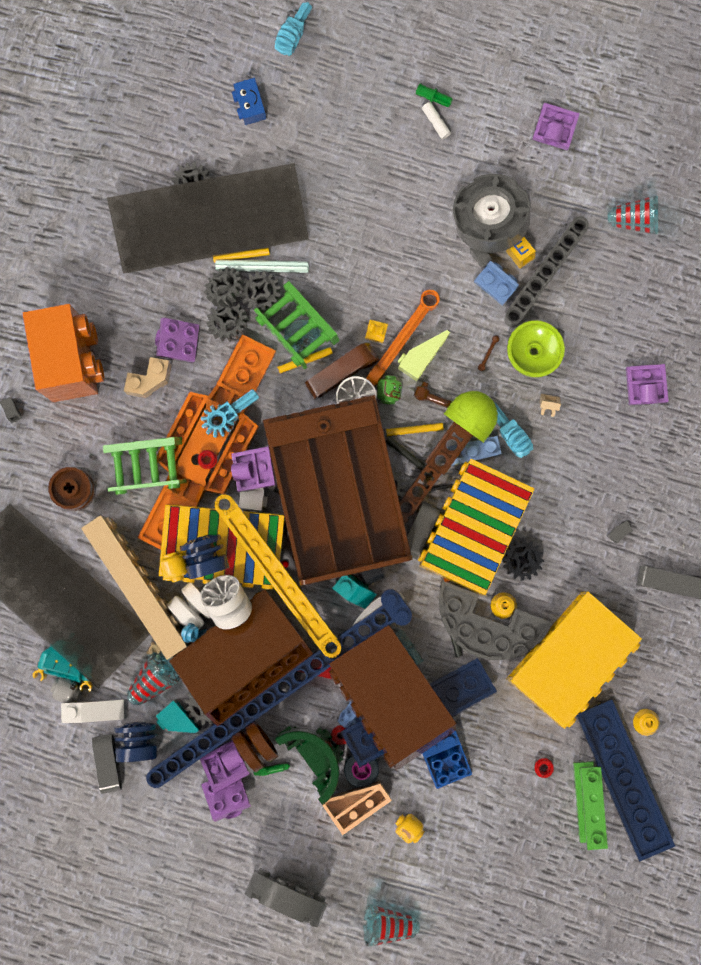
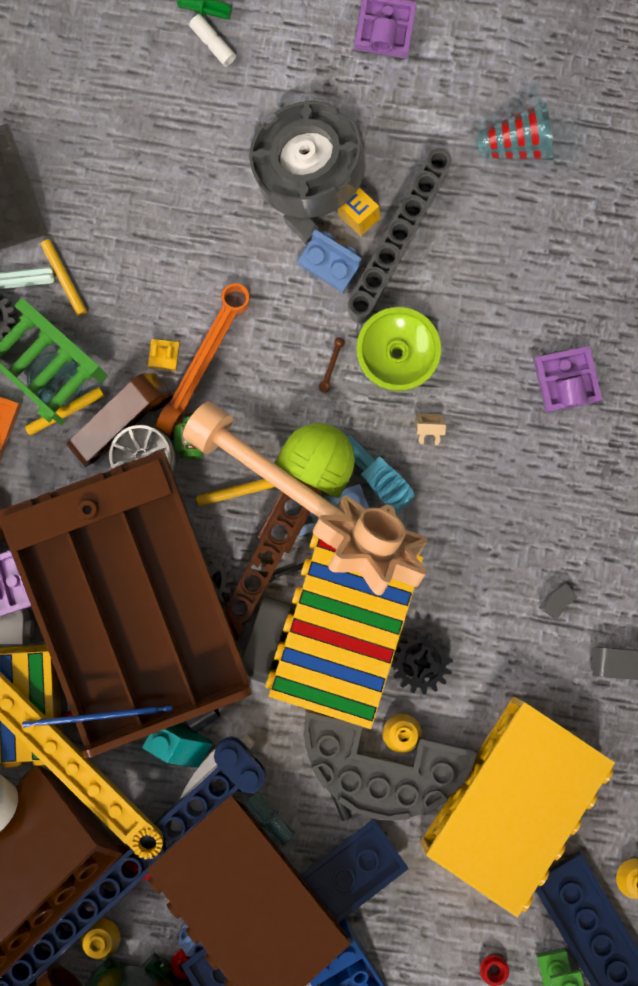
camera: 10 degrees left, 0 degrees up
(291, 716) = (101, 939): none -> yellow cone
(311, 560) = (114, 714): none -> blue piece
(315, 270) = (63, 277): none -> yellow bar
(408, 455) = (230, 528): pearl dark grey bar -> none
(420, 357) = (233, 382): yellowish green slope -> none
(423, 394) = (244, 433): reddish brown piece -> none
(499, 470) = (364, 539): none -> light nougat piece

